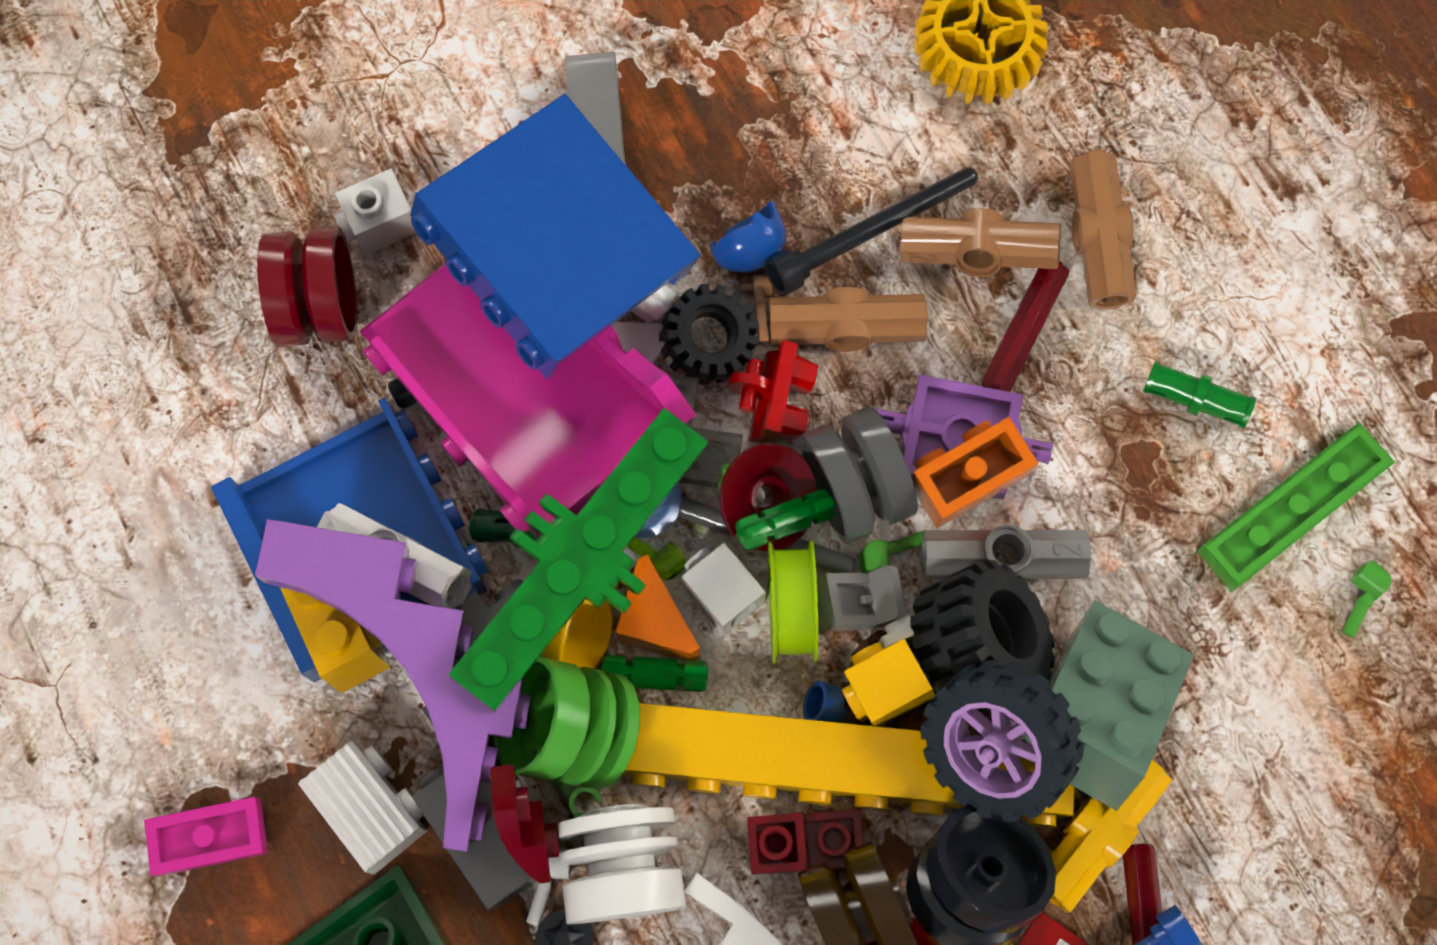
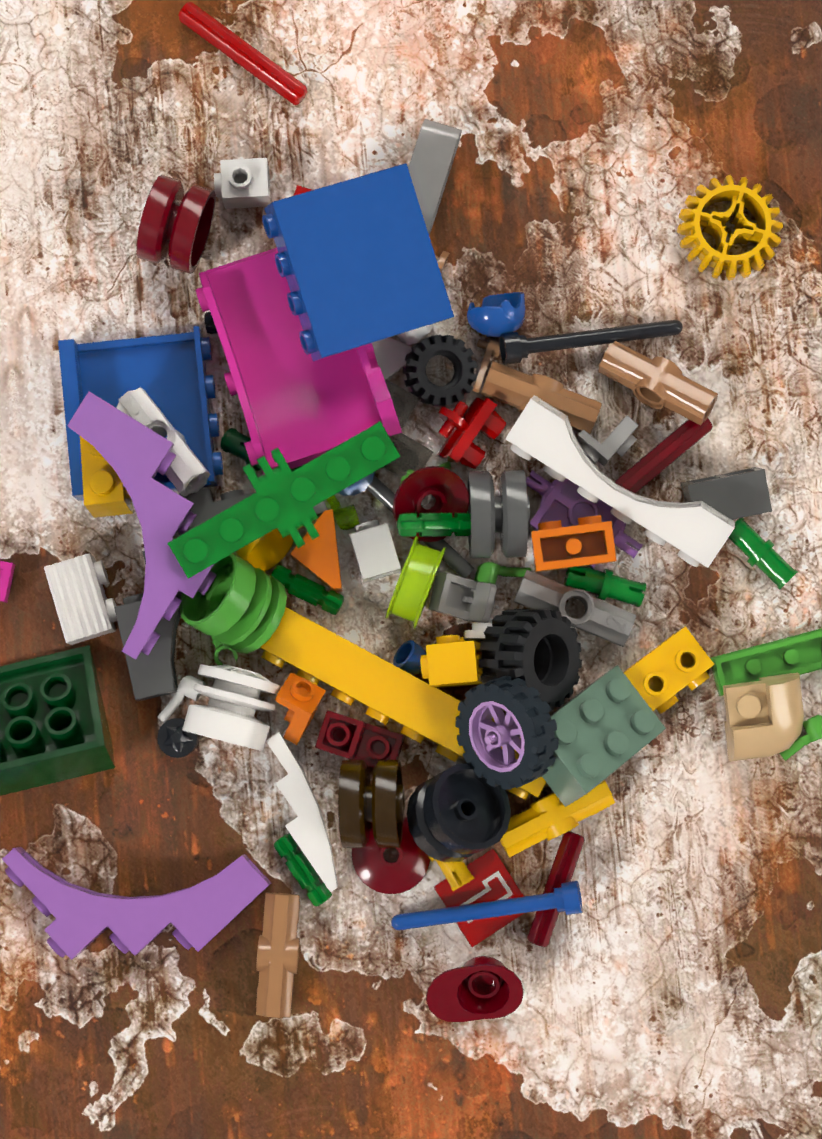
camera: 15 degrees right, 10 degrees up
(316, 70) = (242, 53): none -> red axle
(522, 825) = (178, 656): dark red slope -> none
(710, 816) = (302, 701): none -> orange bracket
(947, 354) = (618, 441): none -> light grey bracket
(1030, 510) = (605, 585): none -> green pin
(1102, 230) = (749, 407): medium nougat piece -> none
(1106, 390) = (688, 526): none -> white arch
(1126, 344) = (732, 493): none -> dark grey hinge
(1160, 578) = (669, 669): none -> yellow brick
(1303, 592) = (763, 716): none -> tan brick

